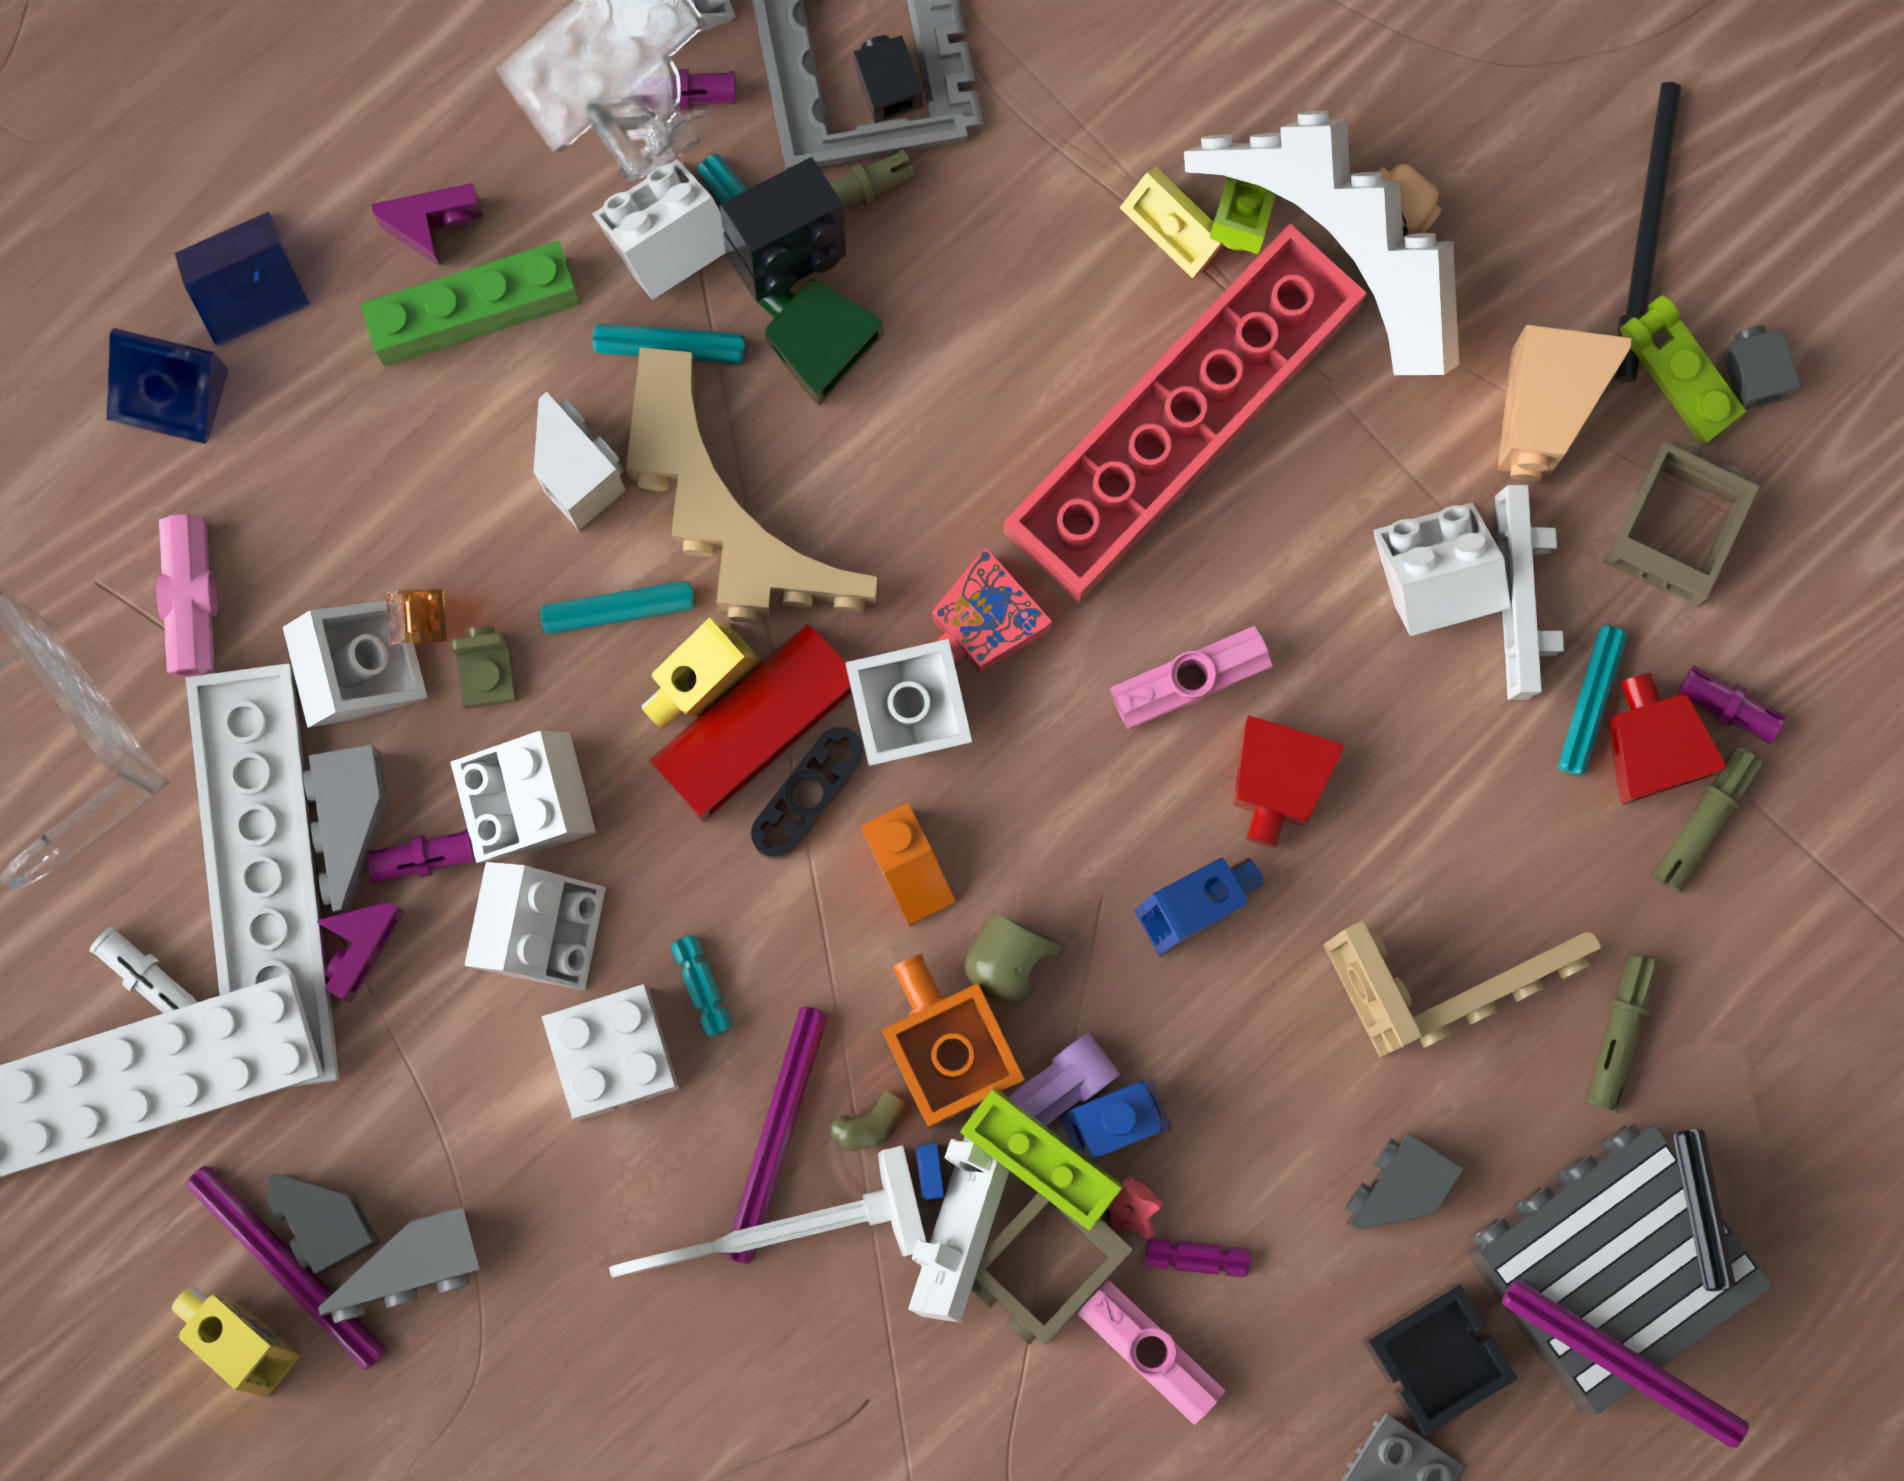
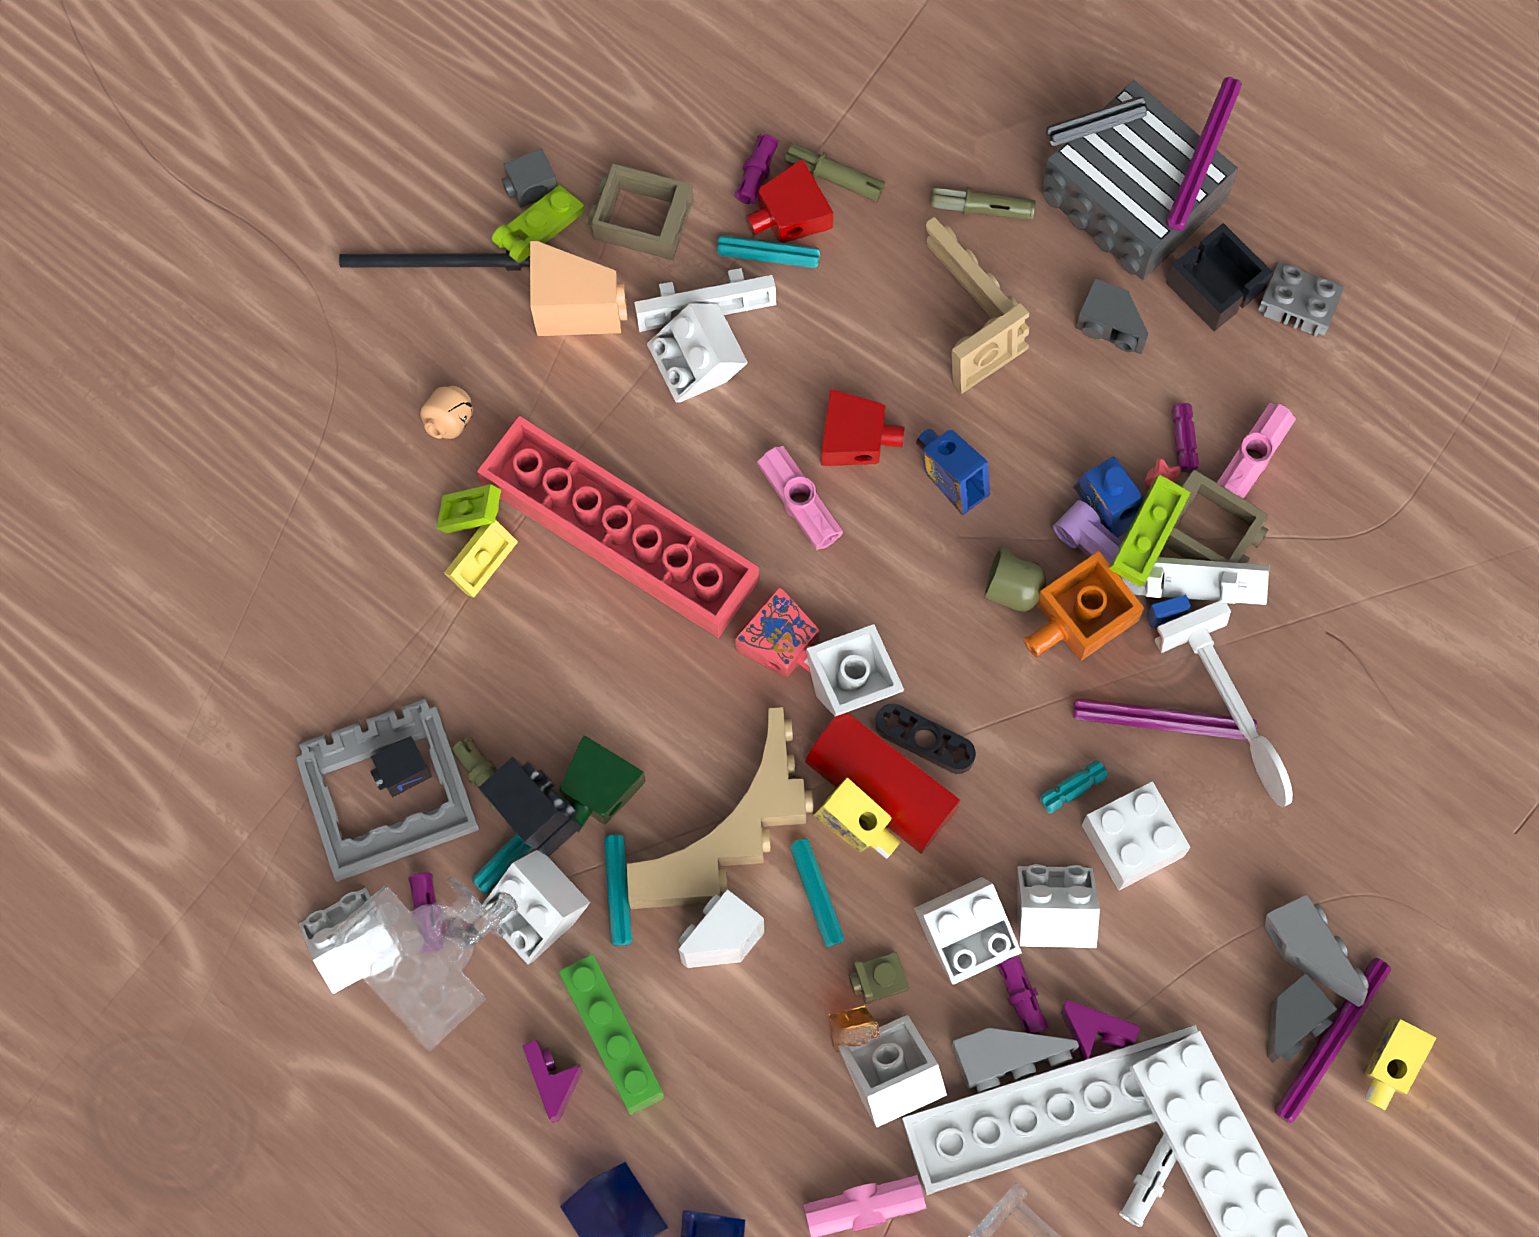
camera: 100 degrees left, 10 degrees down
(869, 1129) = (1148, 657): olive arm -> none
(908, 863) = (960, 662): orange slope -> none
(1408, 278) = (461, 429): white arch -> none

